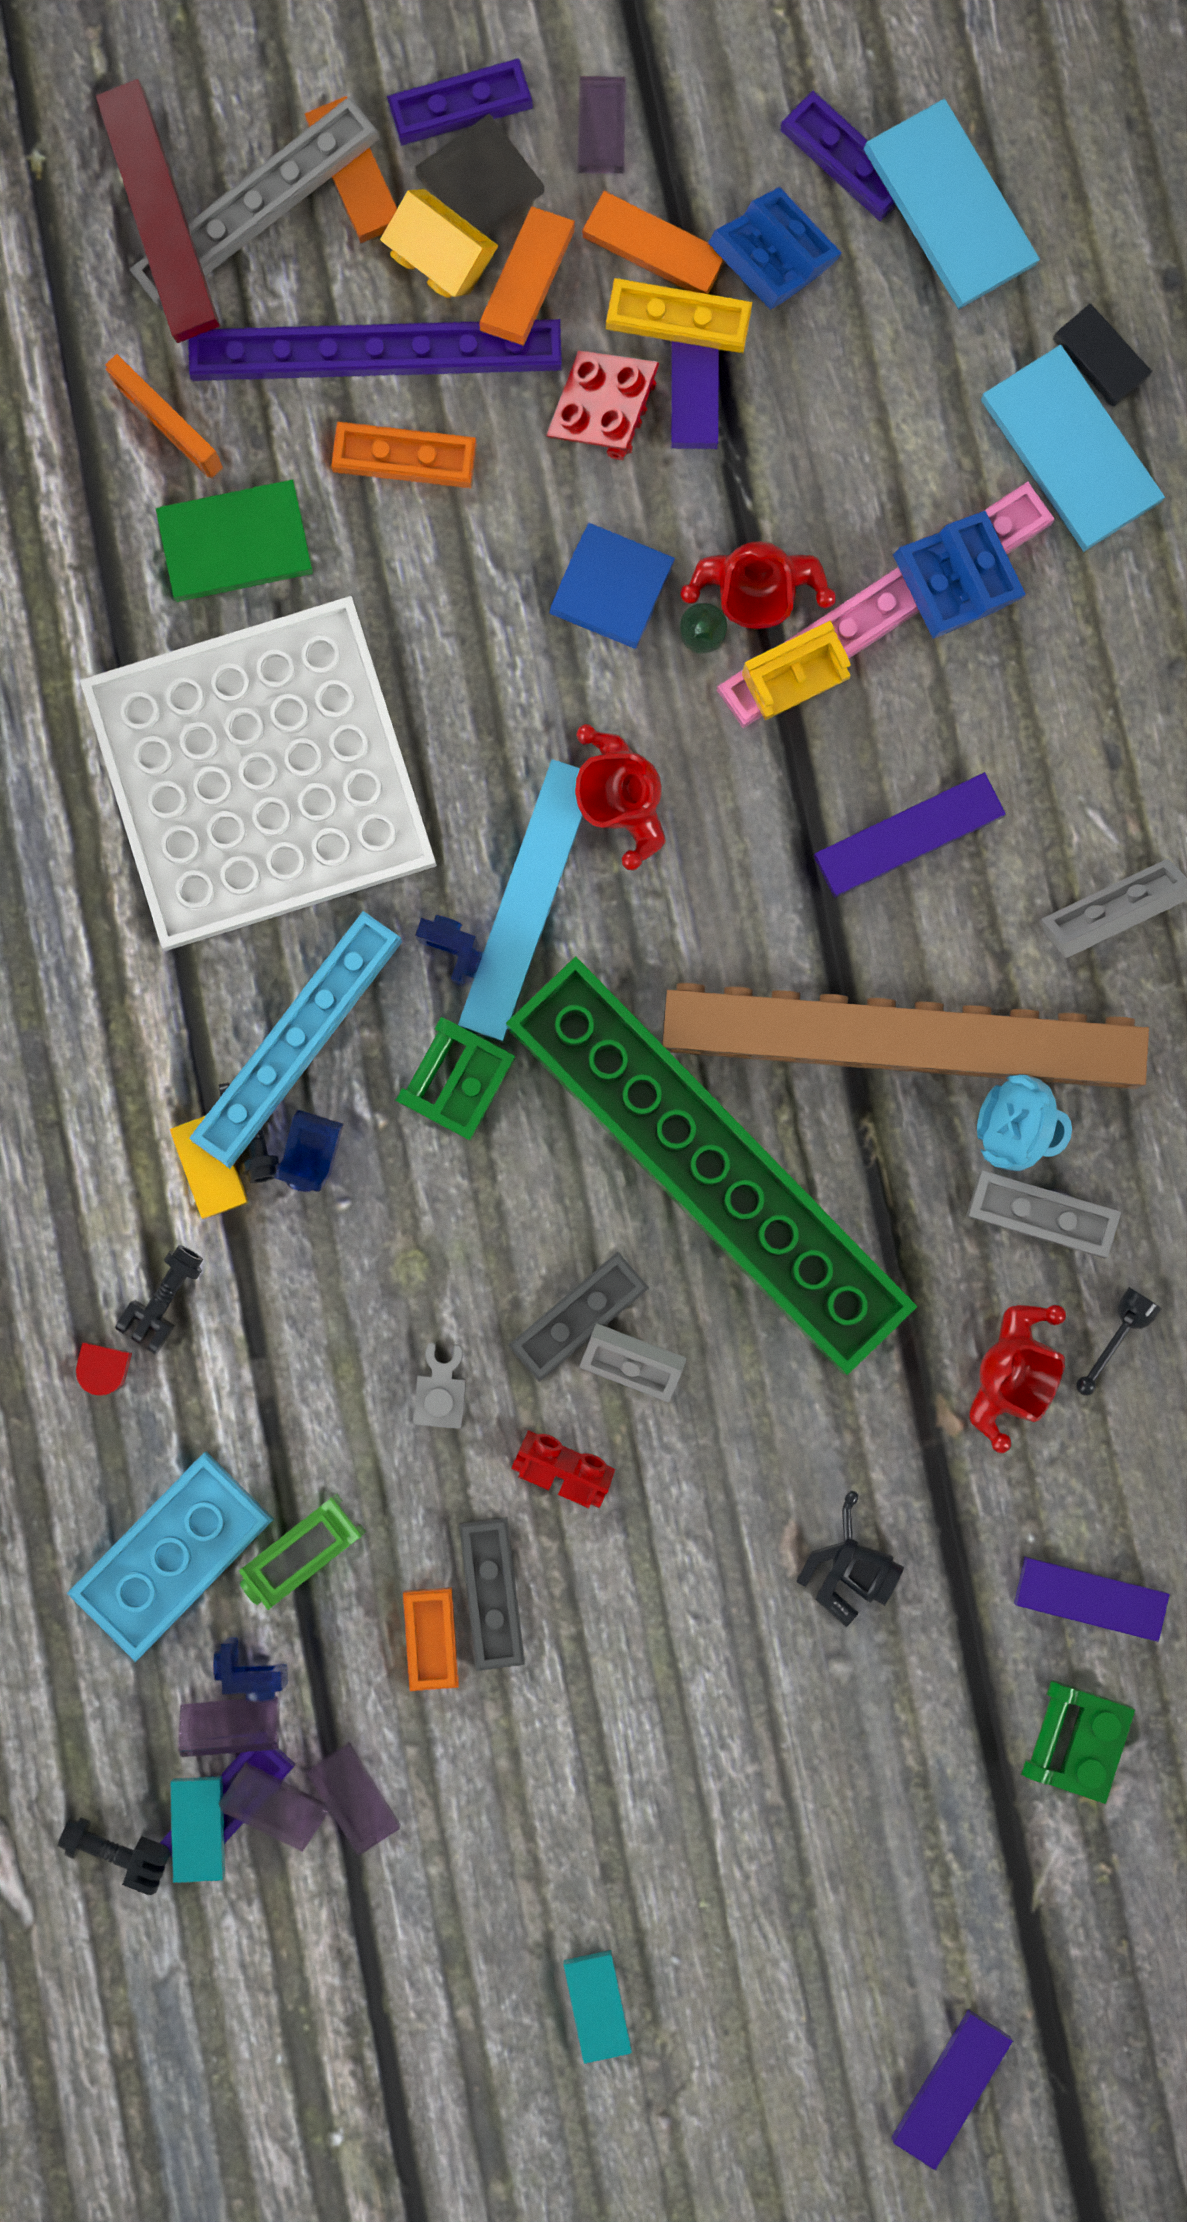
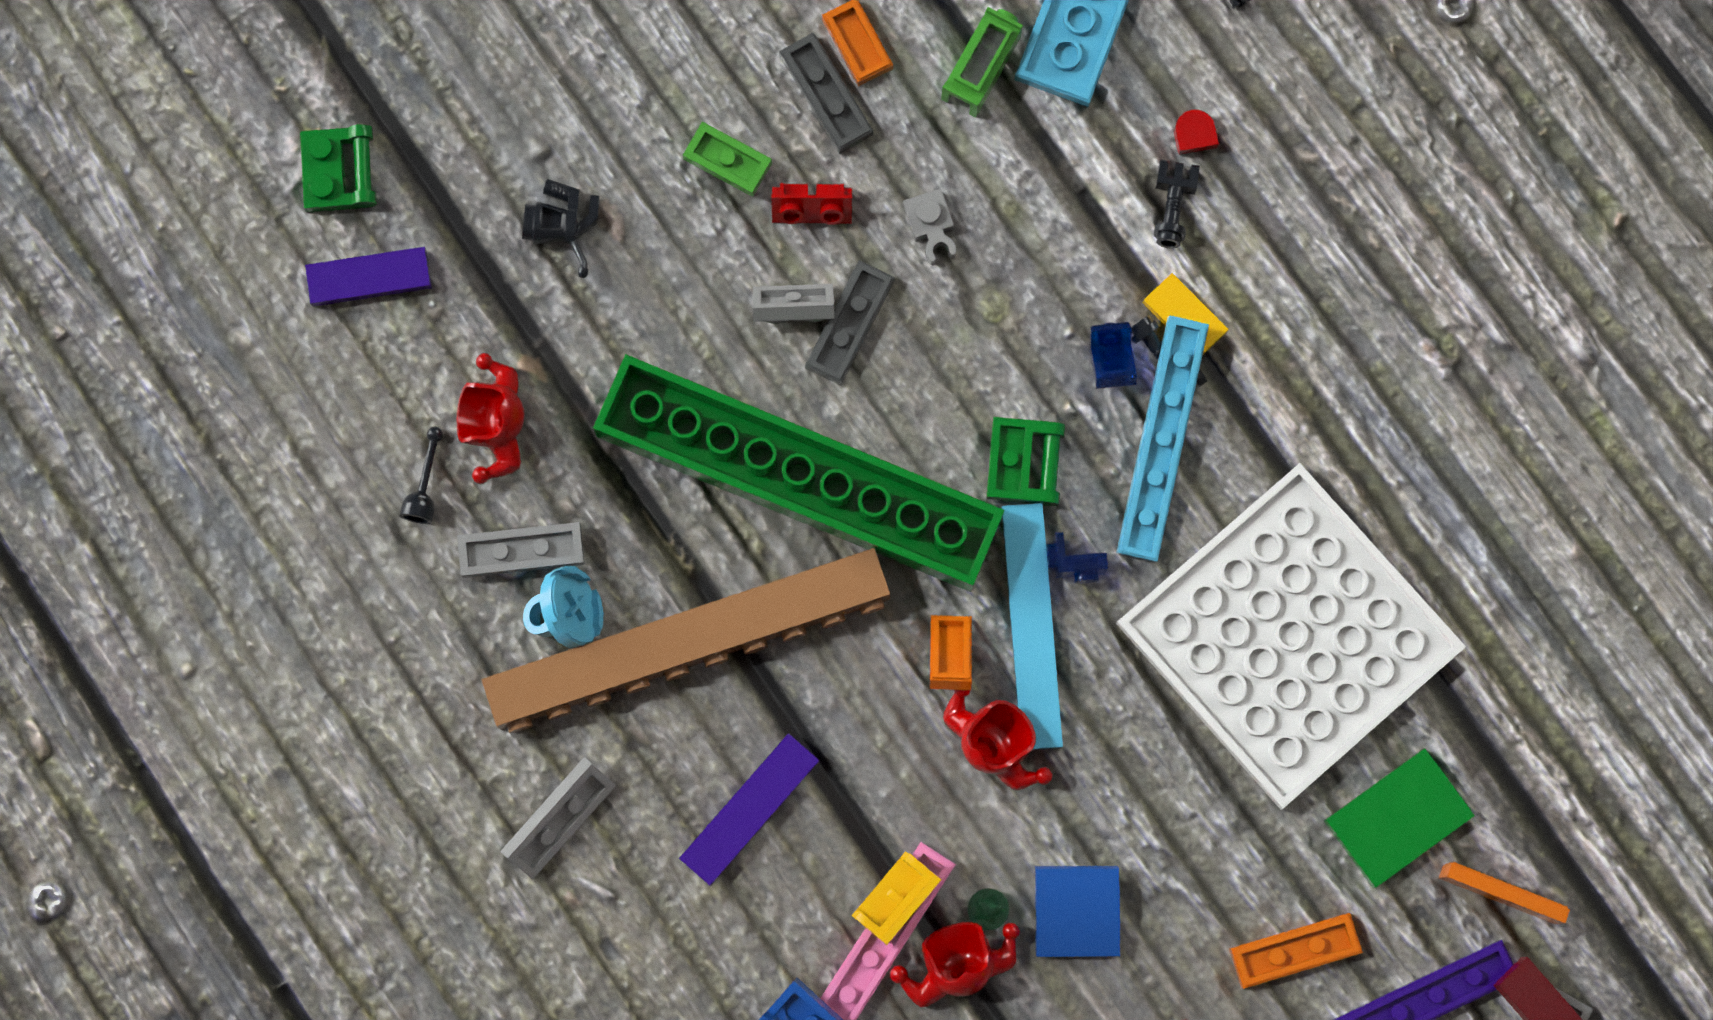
camera: 155 degrees right, 5 degrees down
(627, 903) = (951, 652): none -> orange tile
(636, 1561) = (727, 159): none -> bright green plate

